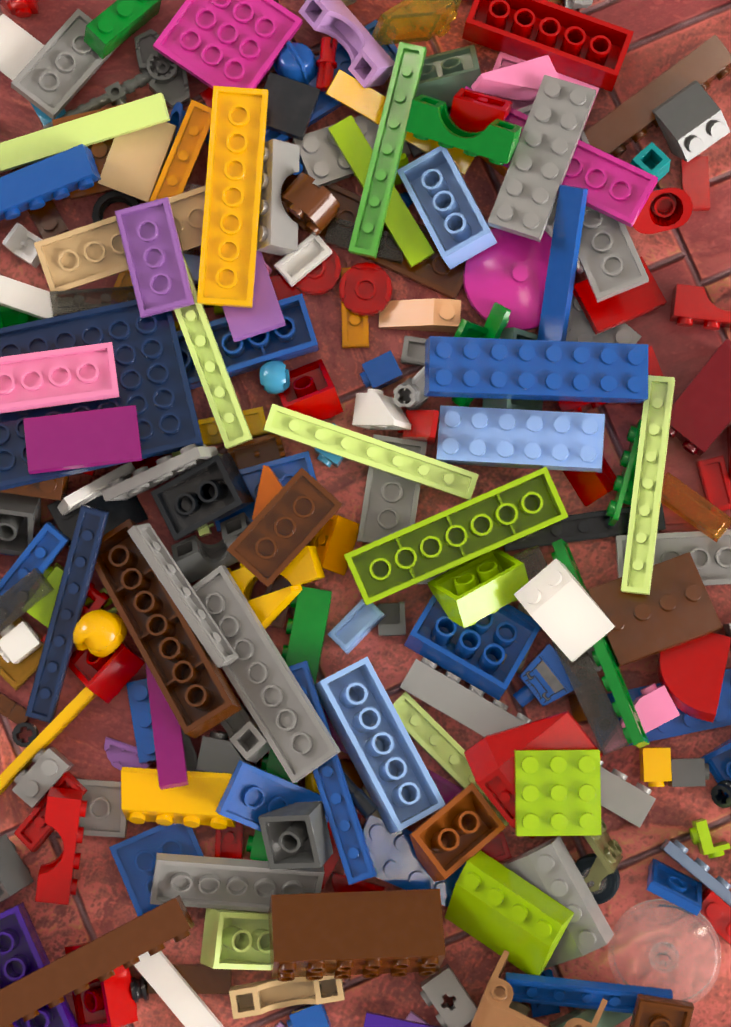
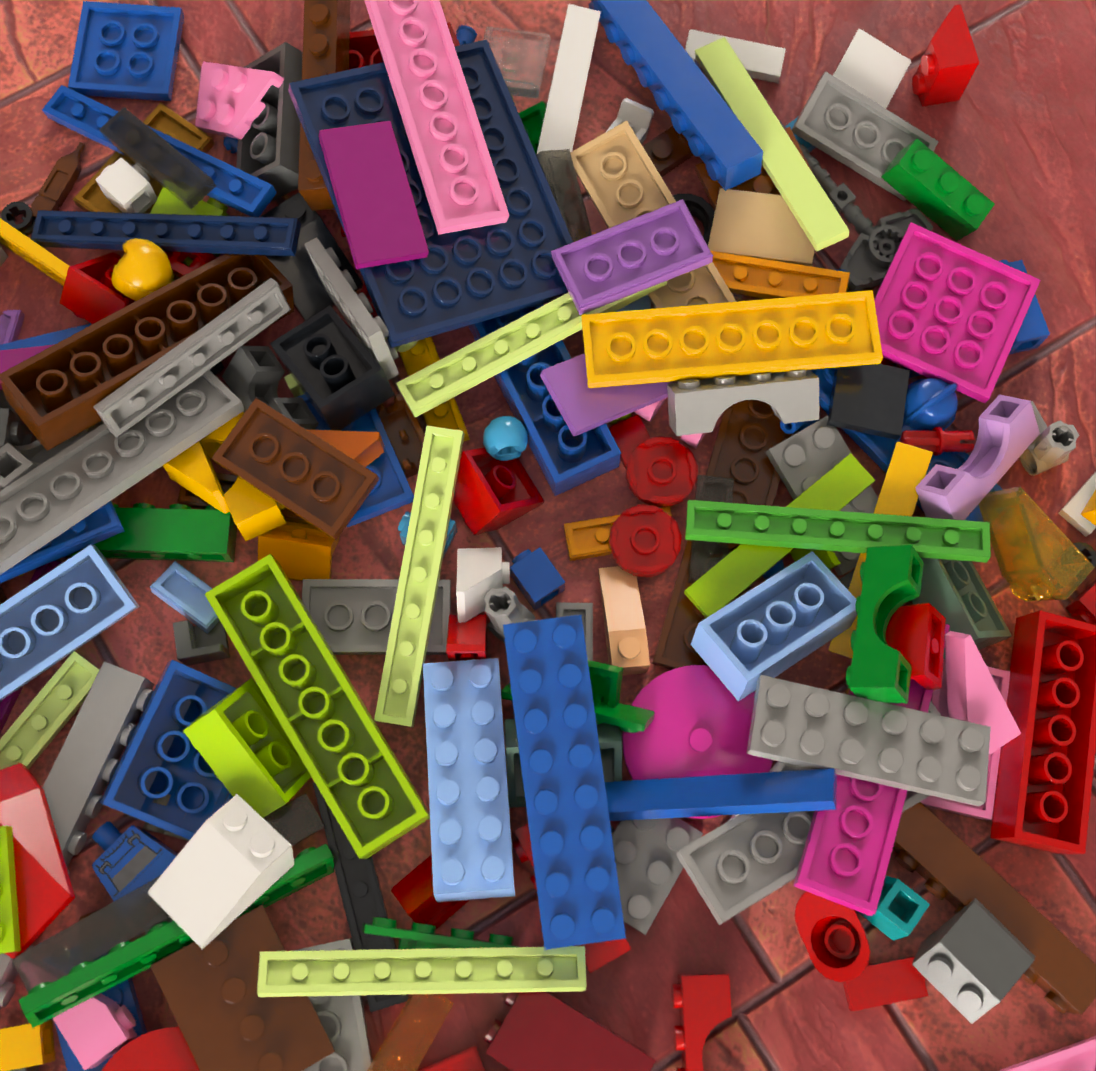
camera: 75 degrees right, 10 degrees down
(93, 489) = (316, 227): white tile -> none
(299, 263) = (669, 452): white tile -> none
(309, 204) = (741, 443): reddish brown brick -> none
(620, 307) = (683, 901): red tile -> none

